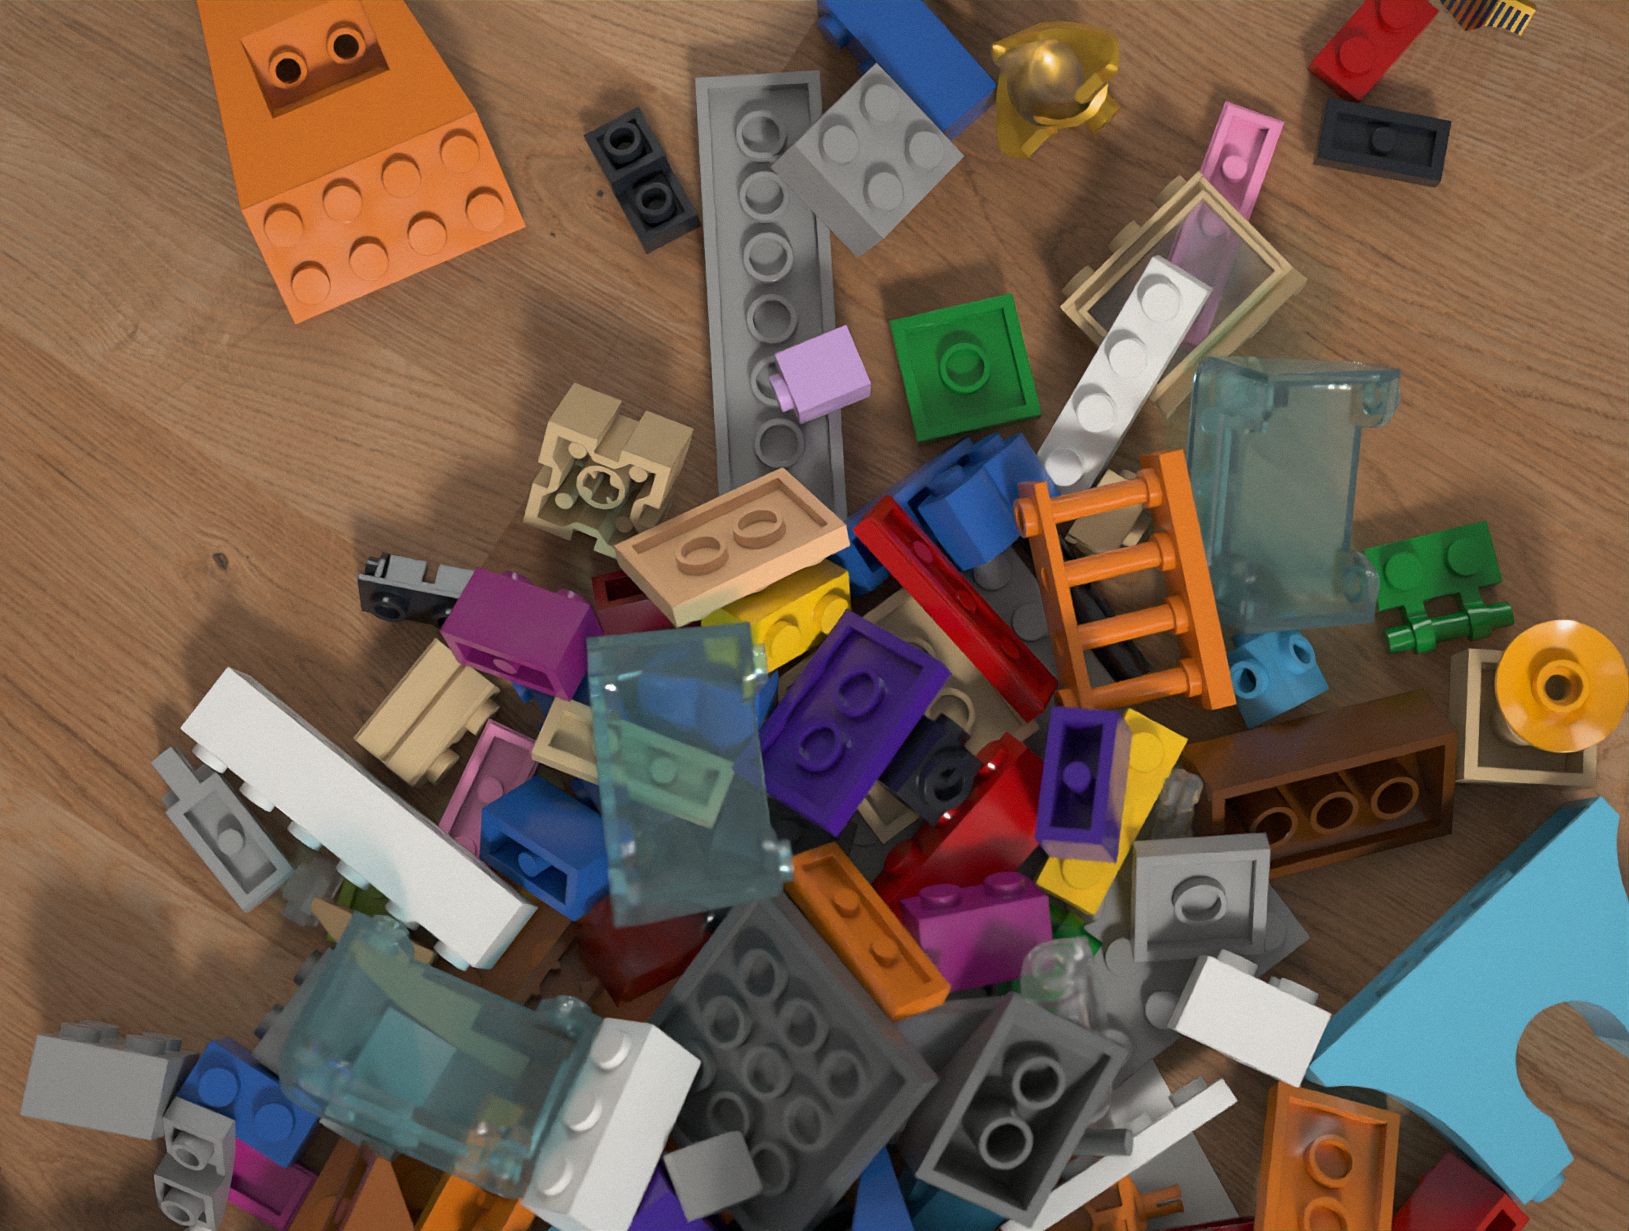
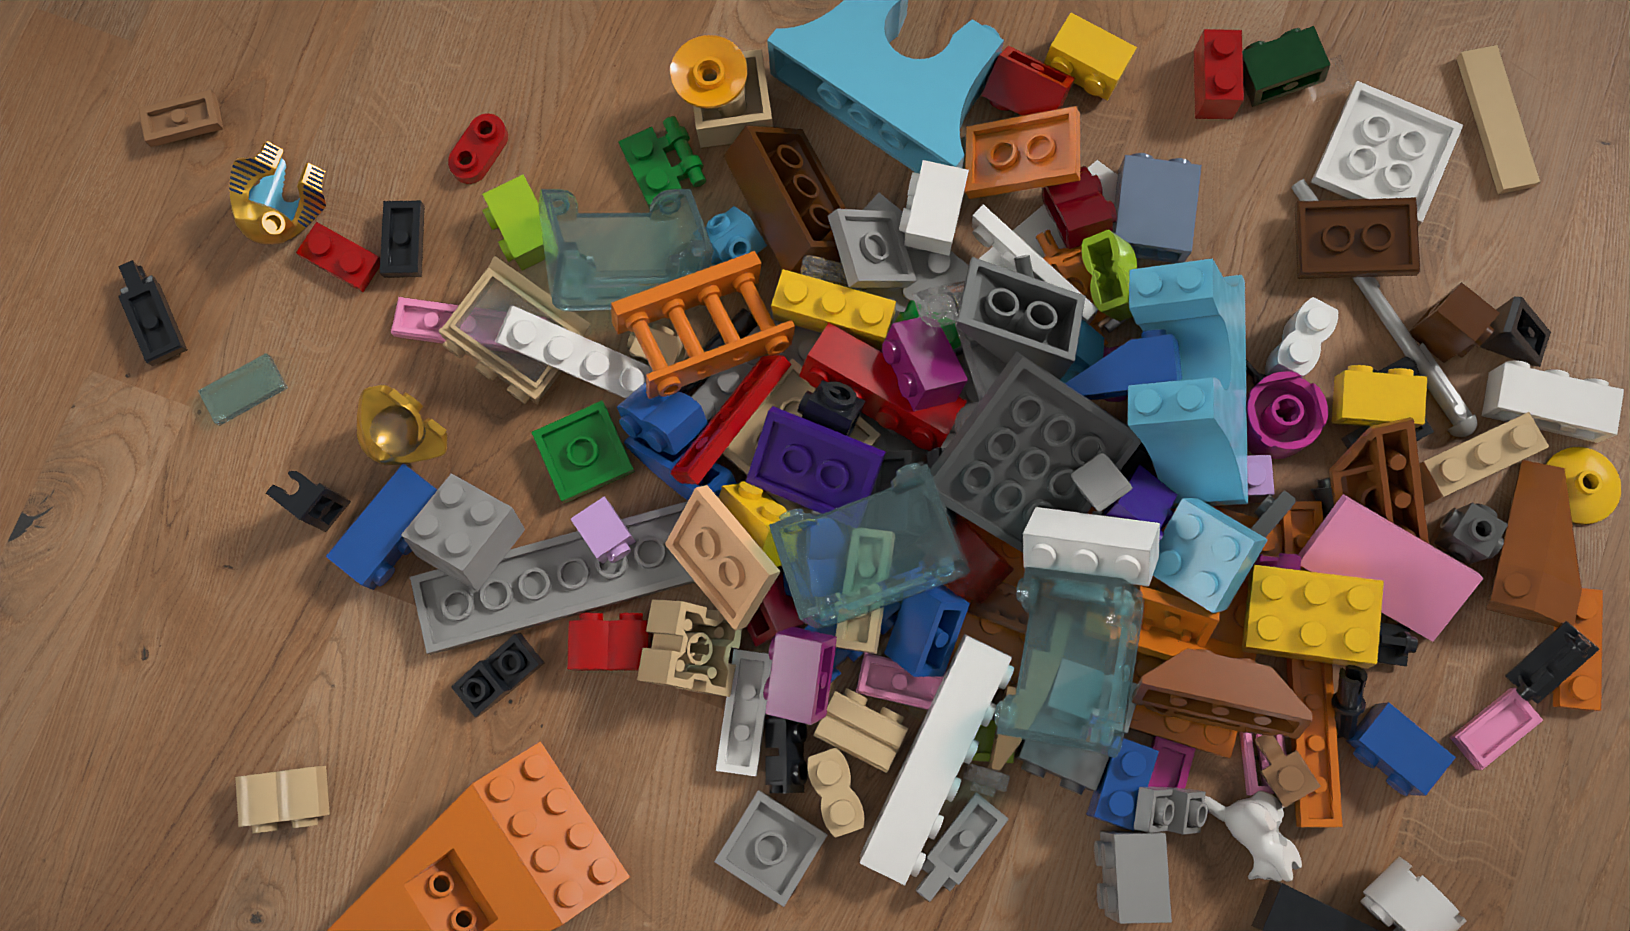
camera: 100 degrees left, 5 degrees down
(287, 542) = (771, 848): none -> light grey plate
(326, 660) = (839, 803): none -> tan brick
(494, 540) = (744, 714): none -> white plate
(650, 352) = (607, 644): none -> red brick
(865, 933) = (940, 419): orange plate -> none
(1083, 784) = (823, 314): dark purple brick -> none
(1388, 327) = (516, 213): none -> lime brick
(1517, 295) = (481, 147): none -> red plate

